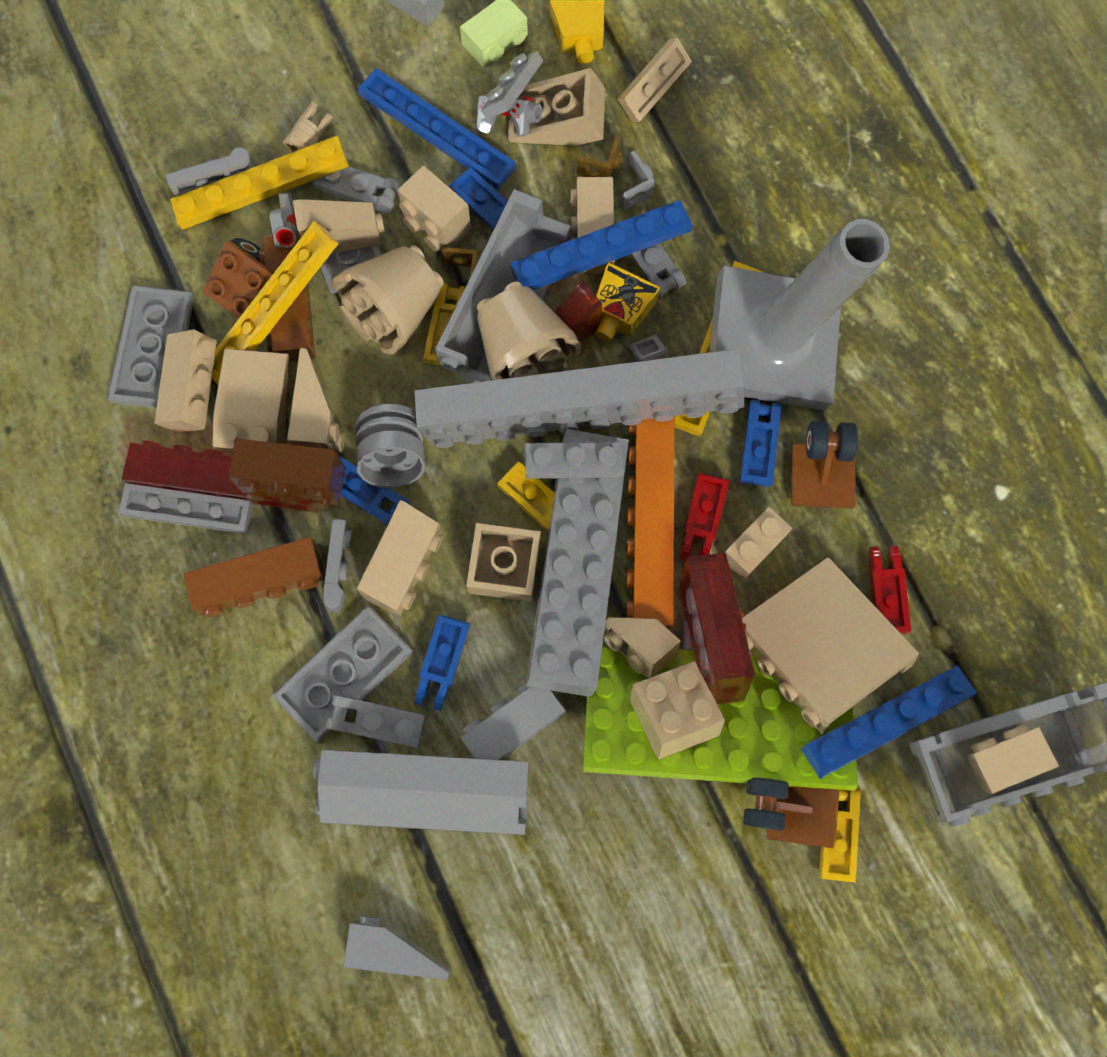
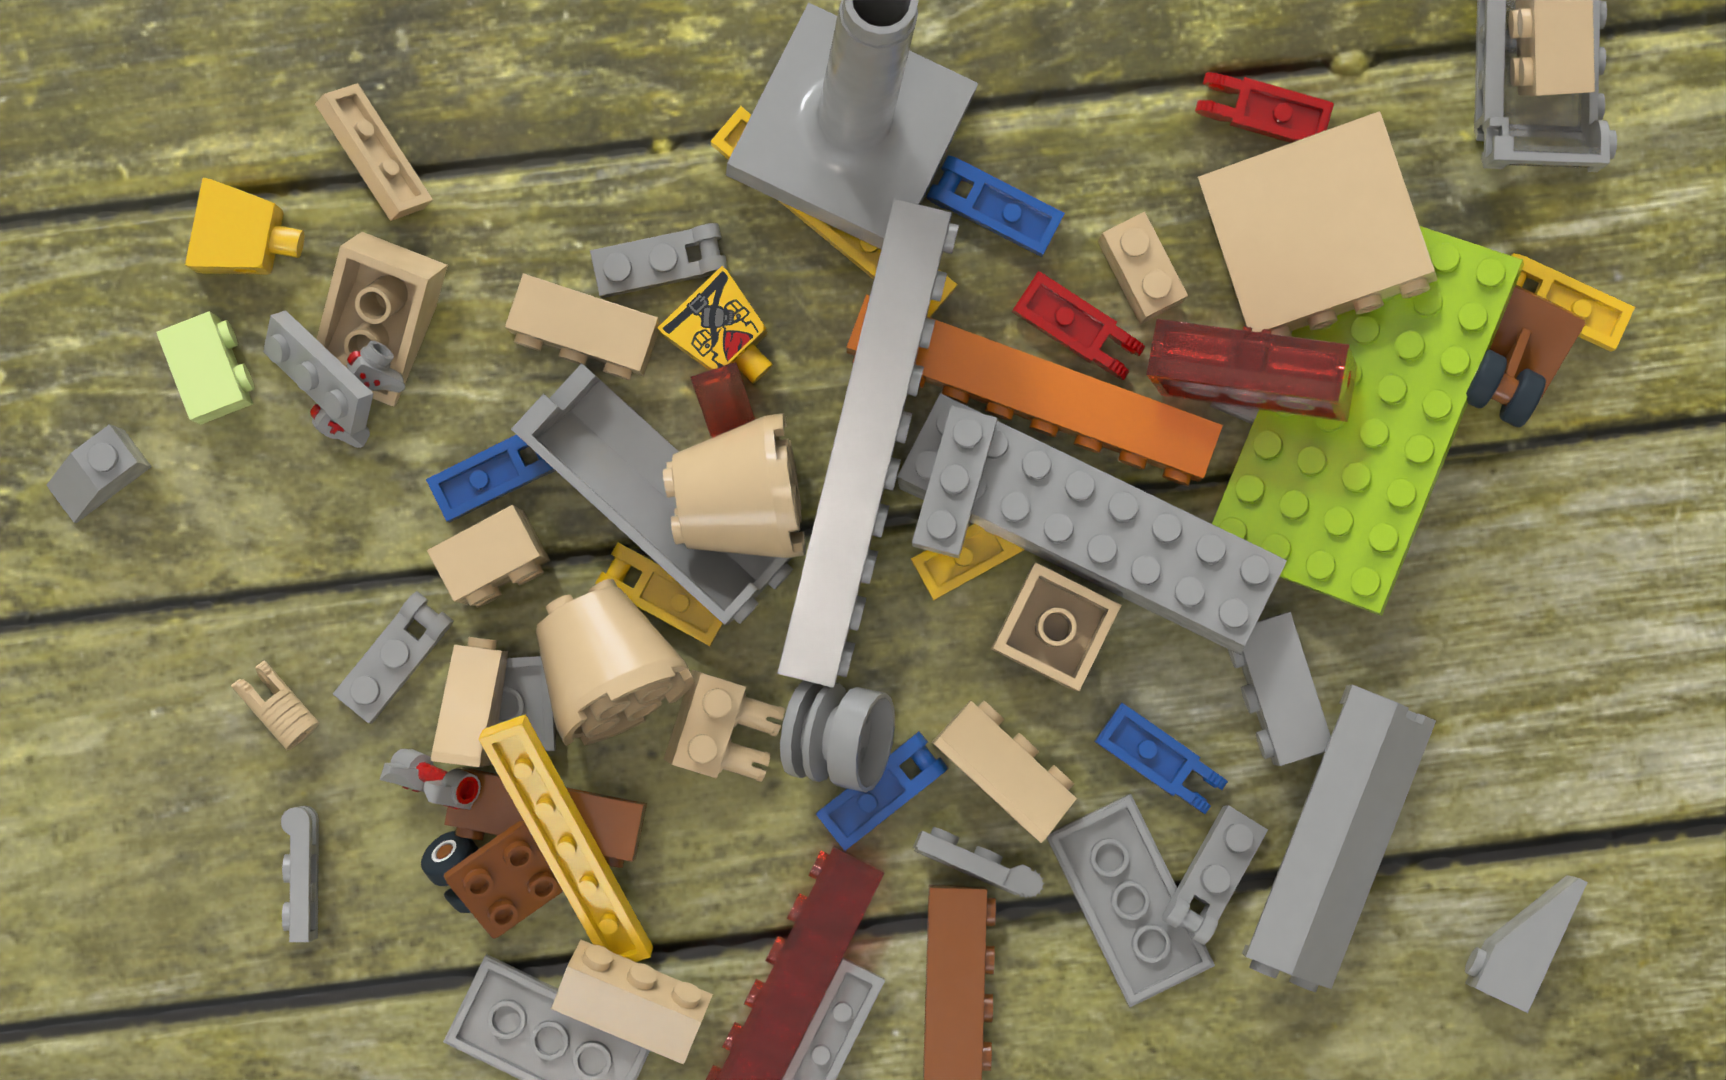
camera: 70 degrees left, 10 degrees up
(251, 398) = (699, 913): tan slope -> none
(259, 182) = (342, 804): yellow plate -> none
(287, 472) = (843, 891): reddish brown brick -> none
(311, 414) = (755, 829): tan slope -> none
(372, 370) = (705, 725): none -> tan brick
(437, 128) = (339, 509): blue plate -> none
(471, 255) = (598, 523): pearl gold bracket -> none
(602, 246) = (633, 330): blue plate -> none
(604, 169) = (489, 261): pearl gold bracket -> none
(642, 642) = (1233, 474): tan slope -> none
(645, 179) = (527, 223): light grey bracket -> none
(648, 349) = (809, 315): light grey slope -> none
(676, 710) = (1347, 463): tan brick -> none
(825, 467) = (1067, 131): dark orange plate -> none
(888, 722) = (1449, 183): blue plate -> none

